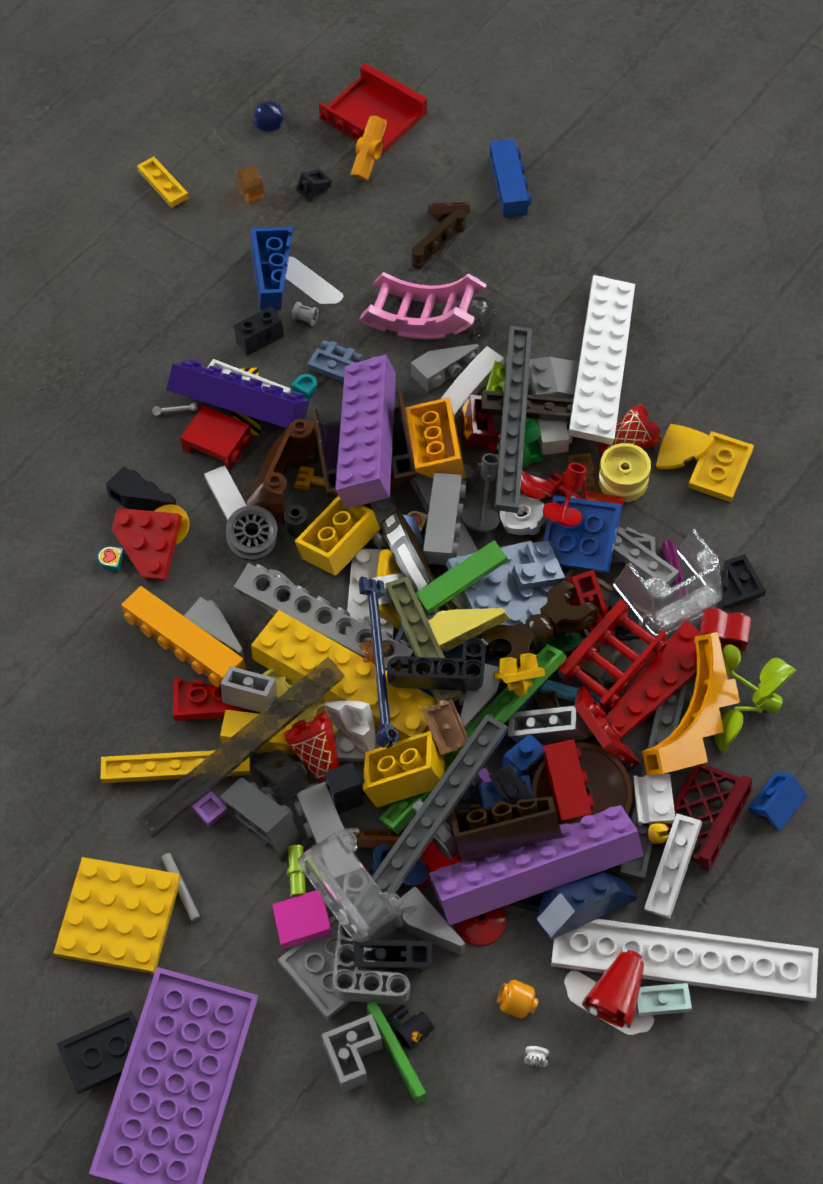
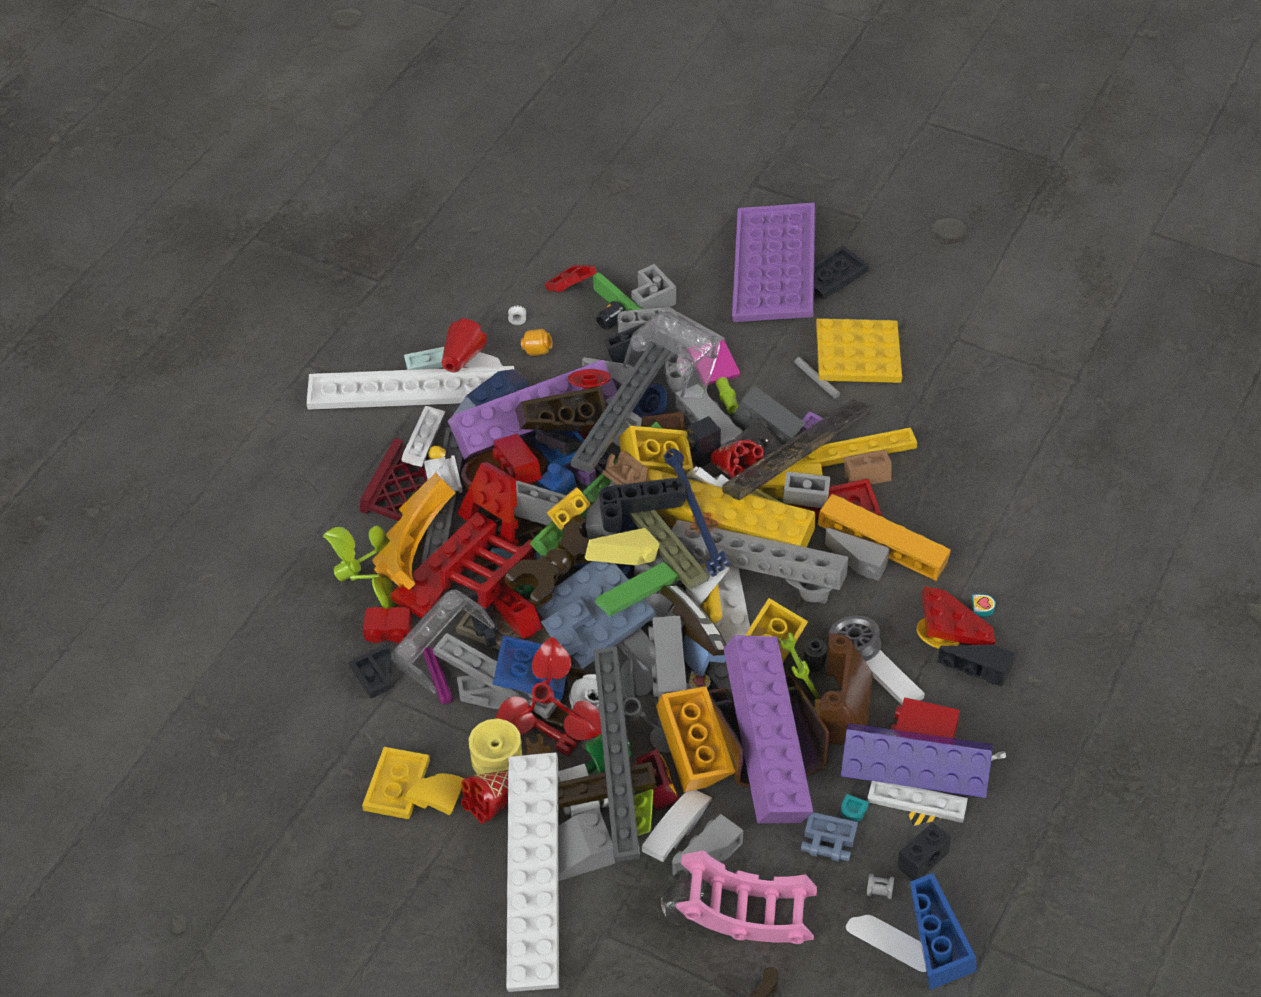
camera: 170 degrees right, 10 degrees down
(167, 731) = (872, 466): none -> medium nougat hinge
(313, 496) = (802, 670): none -> lime flag
(453, 863) = (589, 378): none -> red dish
(456, 1108) = (569, 277): none -> red wing
(778, 799) = (339, 501): blue panel -> none

